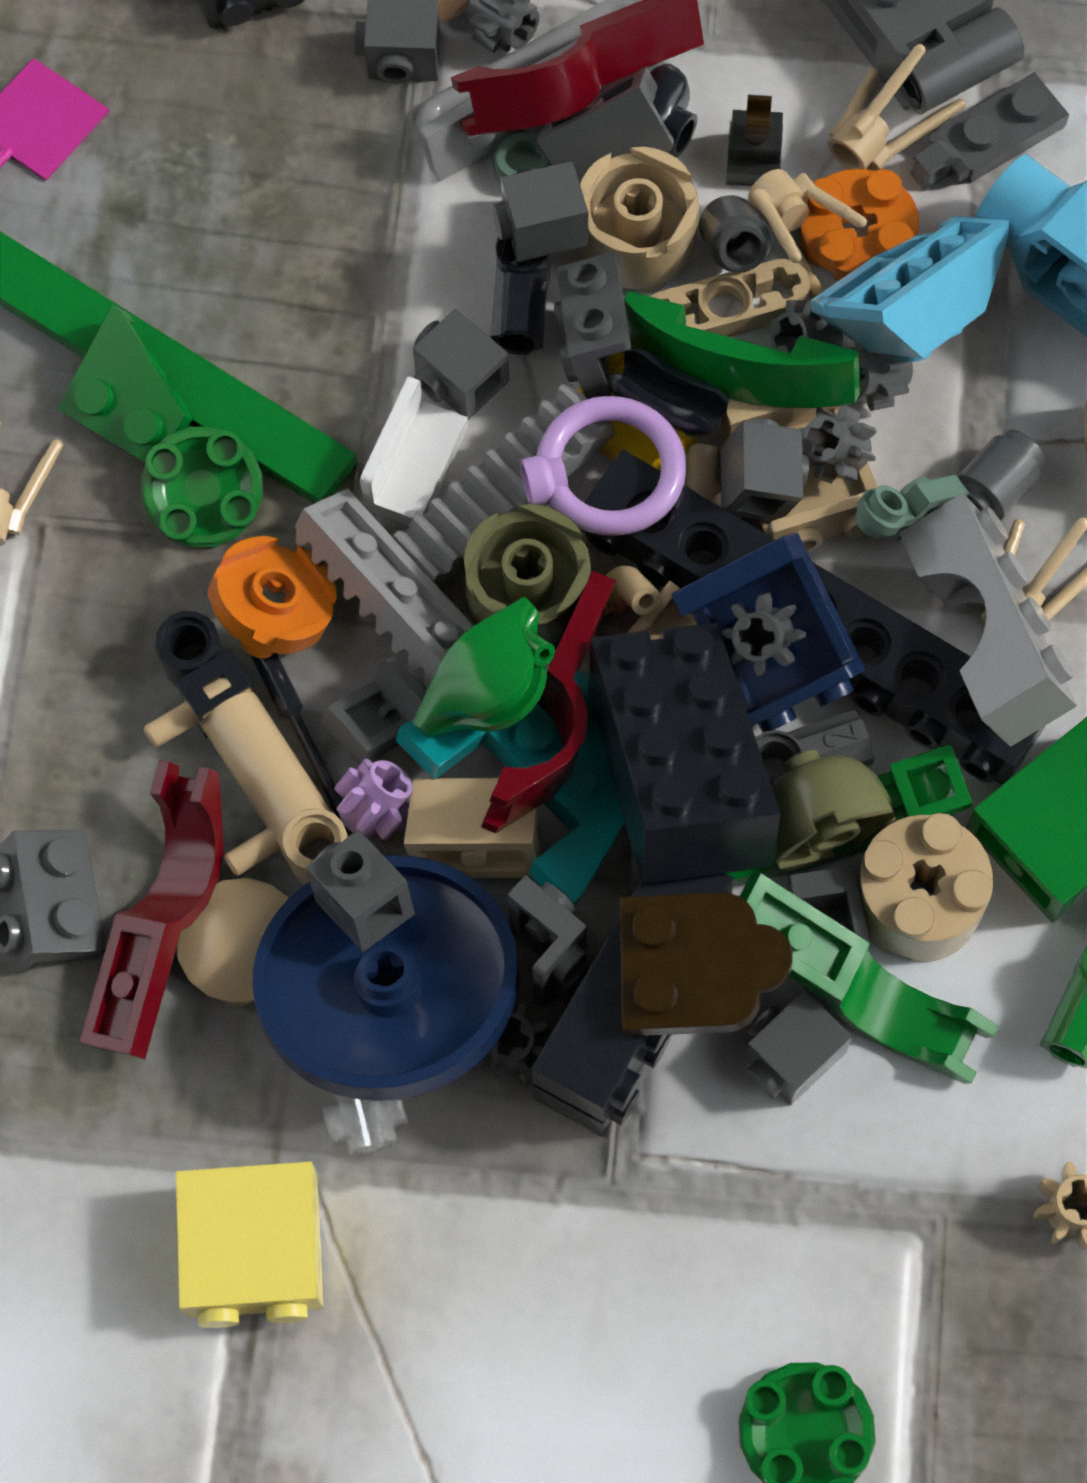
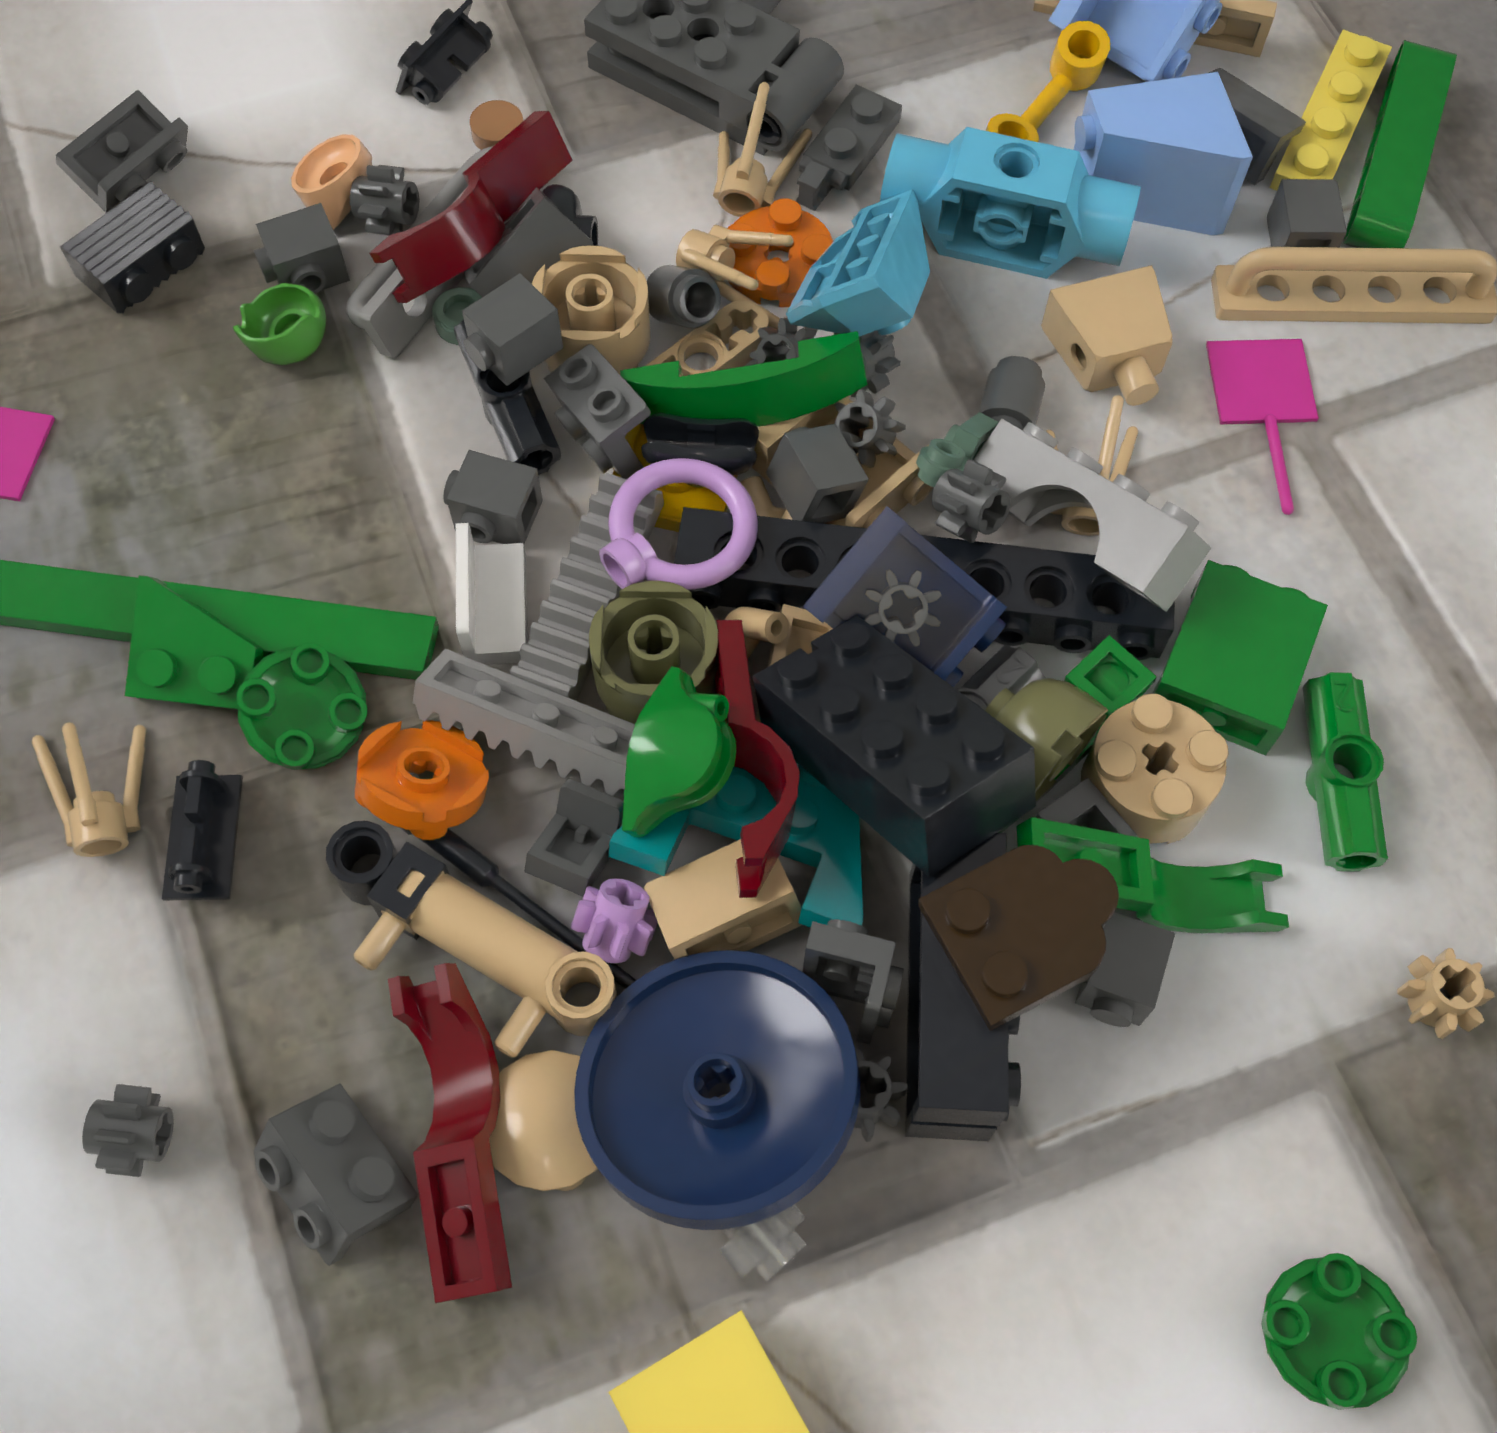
camera: 30 degrees left, 5 degrees down
(68, 563) = (202, 834): none -> black hinge
(350, 106) = (283, 324): none -> bright green hair
(360, 890) = (653, 1012): dark grey brick -> none
(754, 141) = (656, 219): pearl dark grey piece -> none
(885, 561) = (971, 501): none -> dark grey gear

